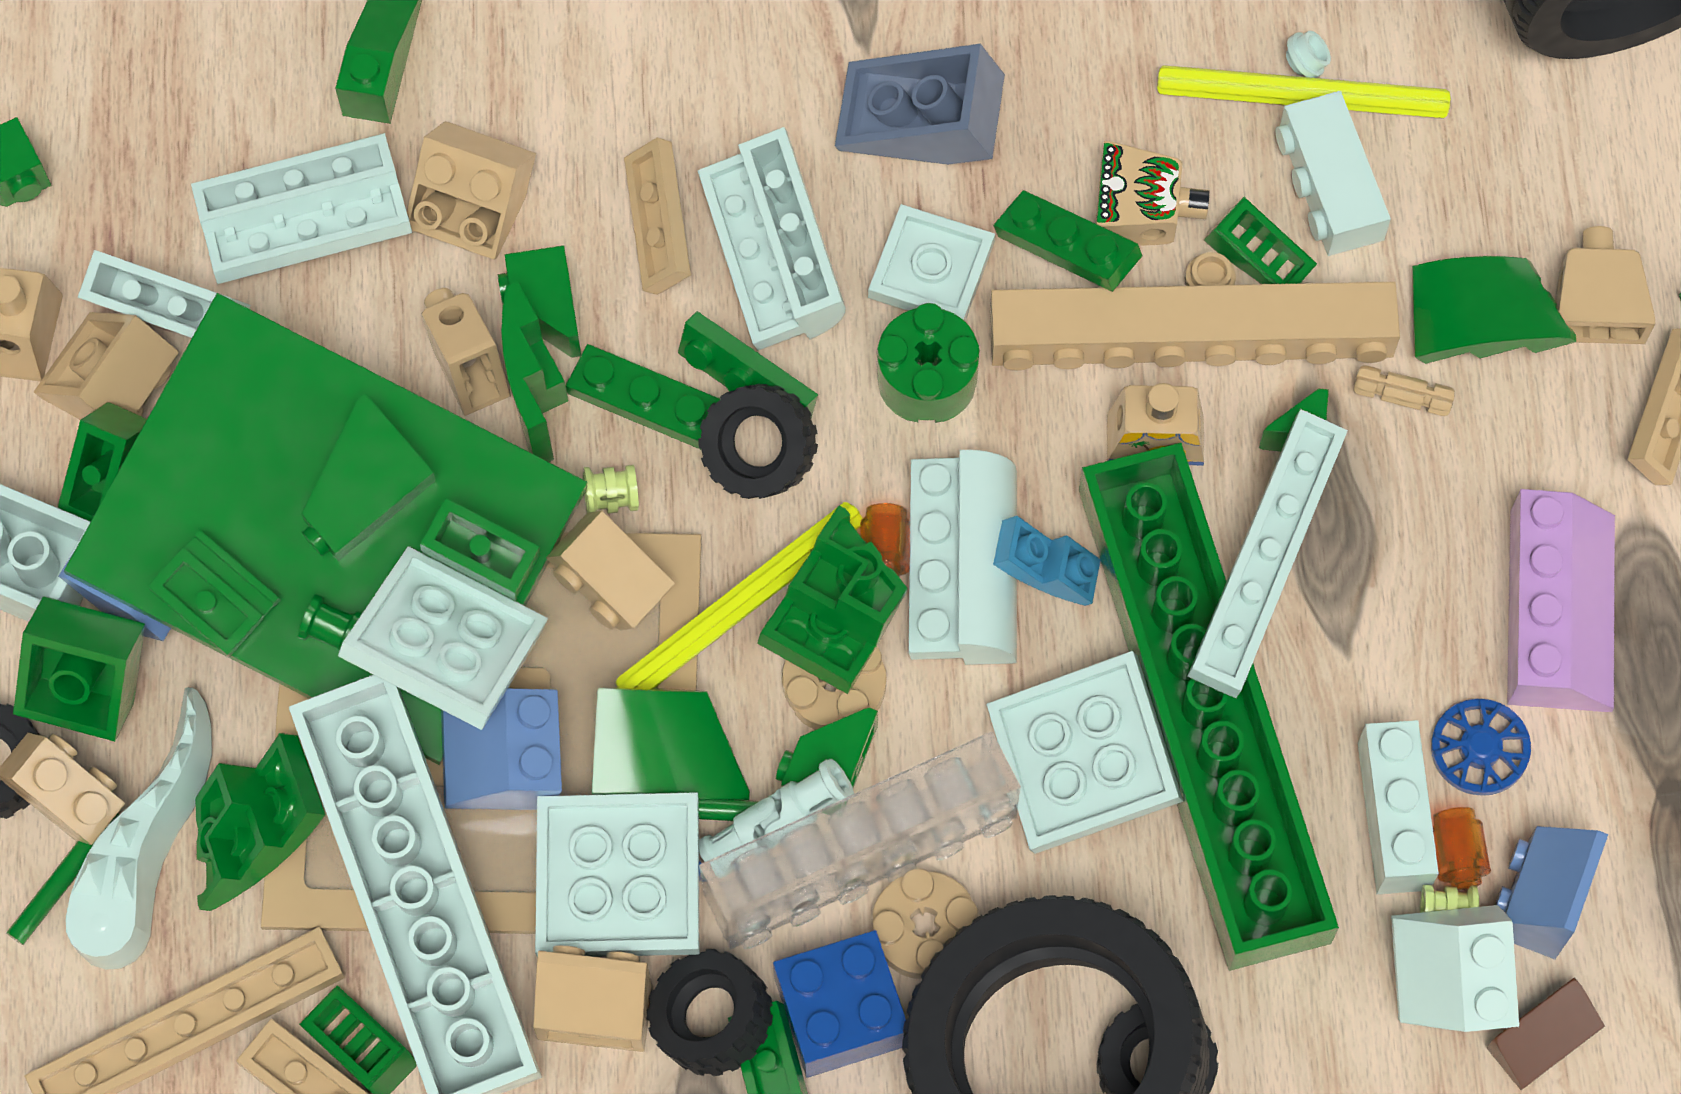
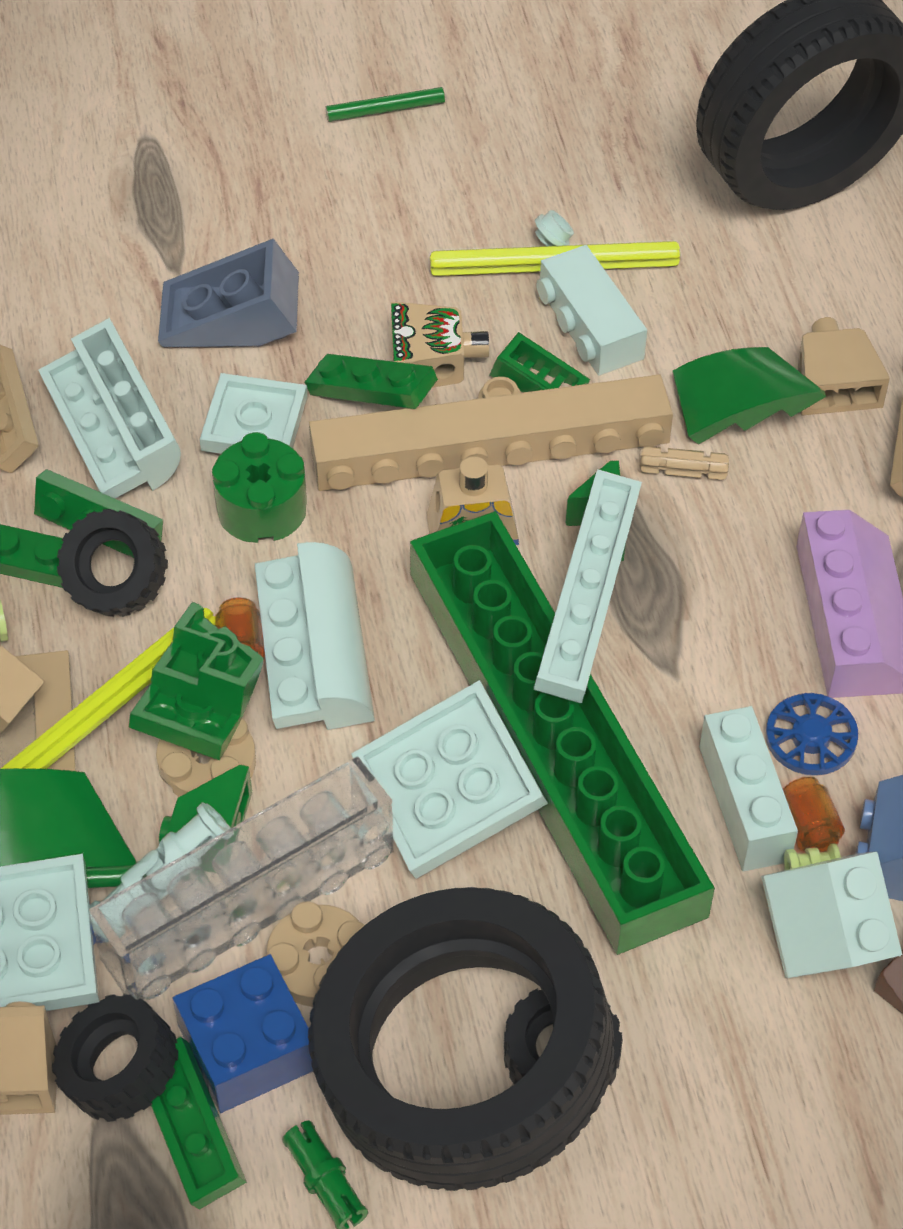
camera: 10 degrees left, 15 degrees down
(1049, 565) = (395, 634): dark azure slope -> none

